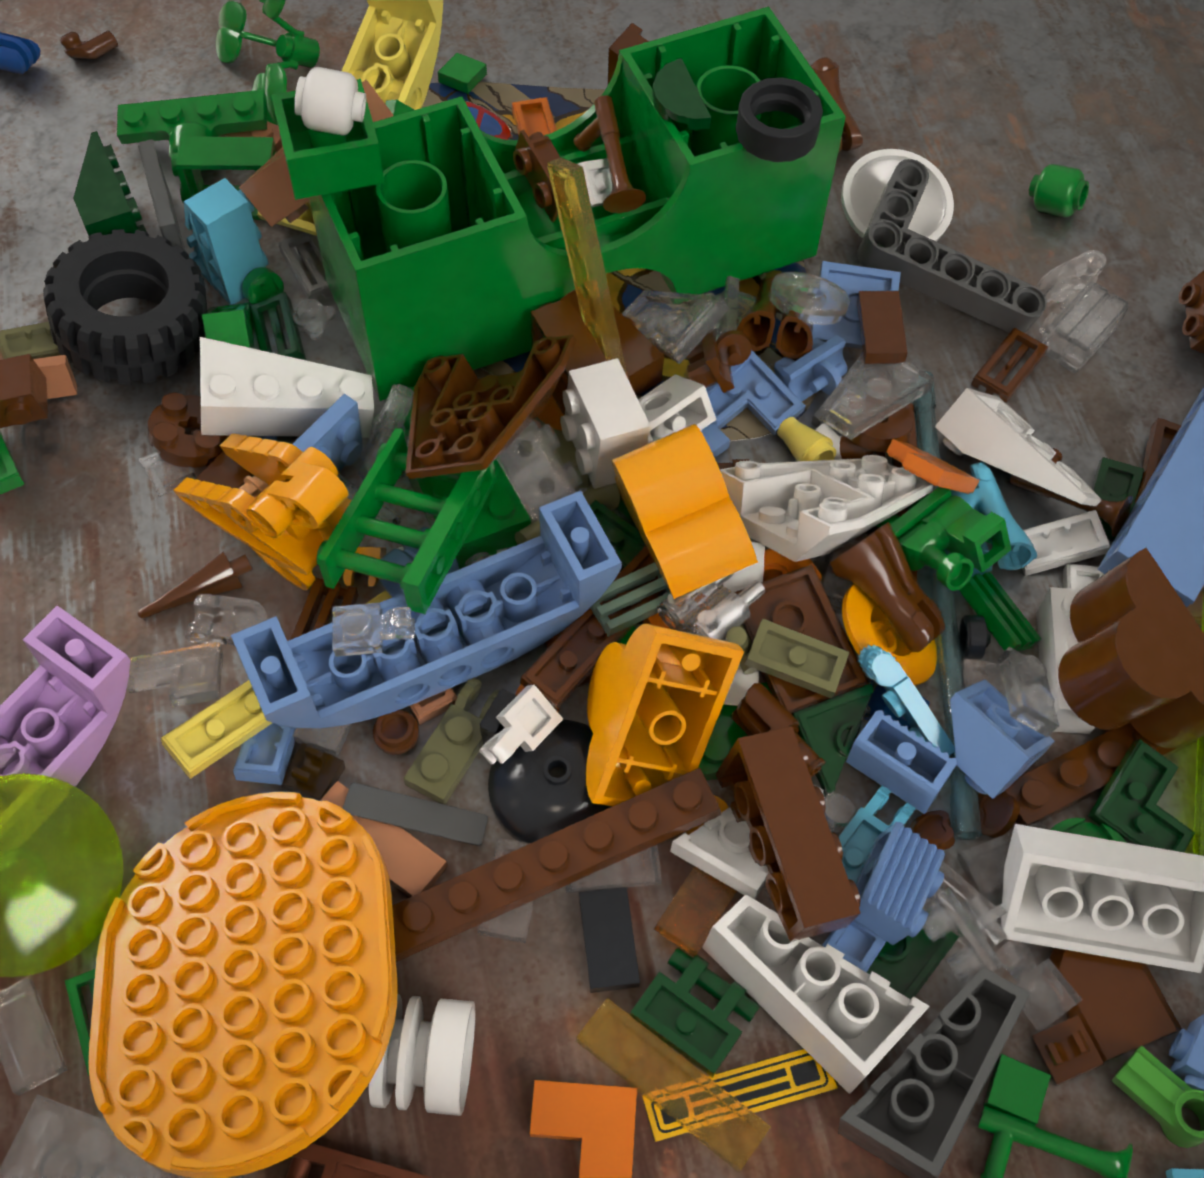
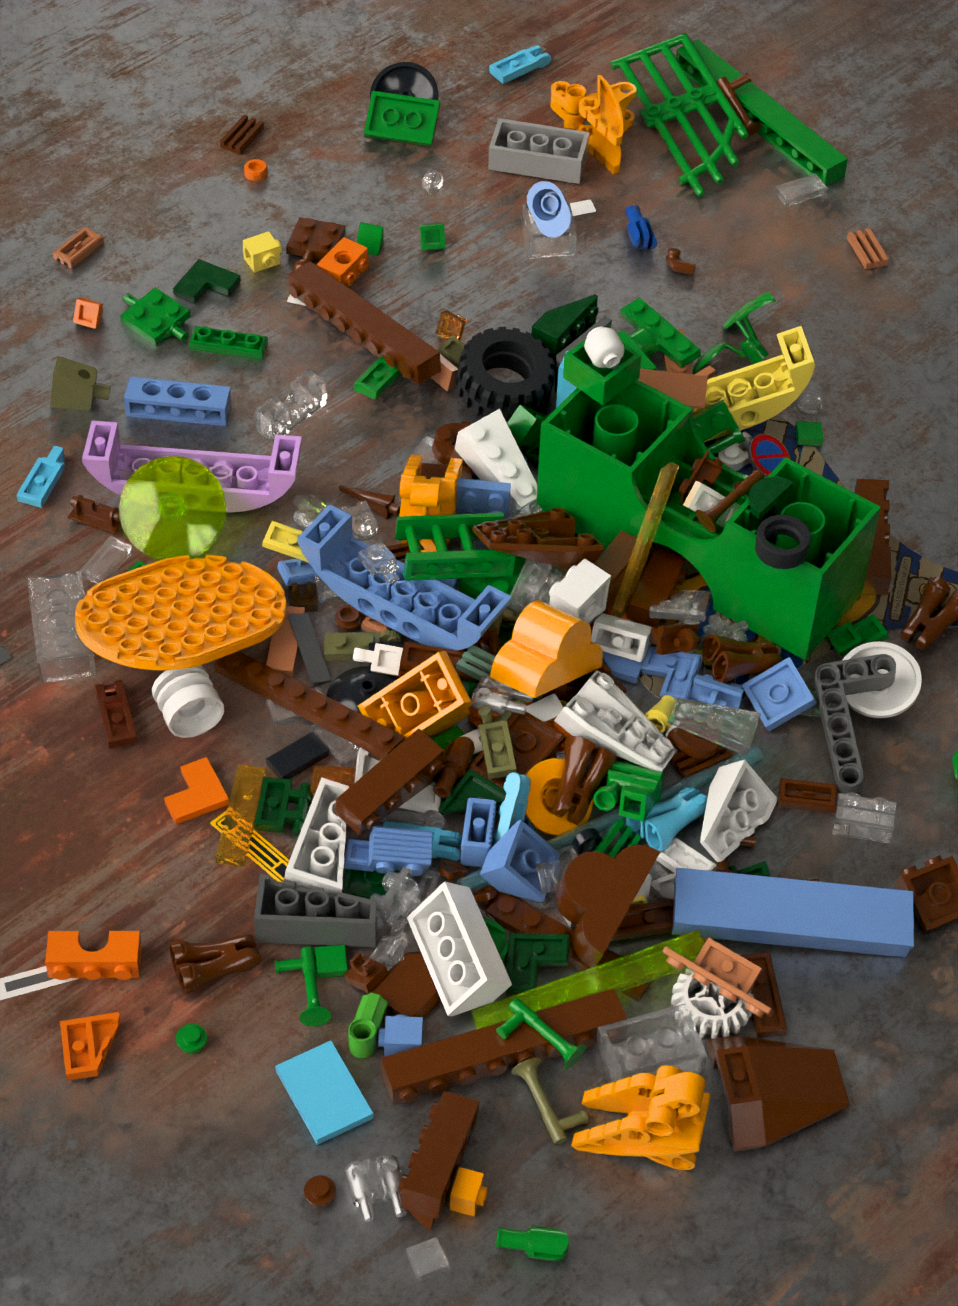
camera: 60 degrees right, 10 degrees down
(811, 296) = (748, 645): clear tile -> none
(881, 327) = (764, 706): reddish brown tile -> none
(931, 468) = (674, 765): orange tile -> none
(1072, 275) = (907, 798): clear plate -> none

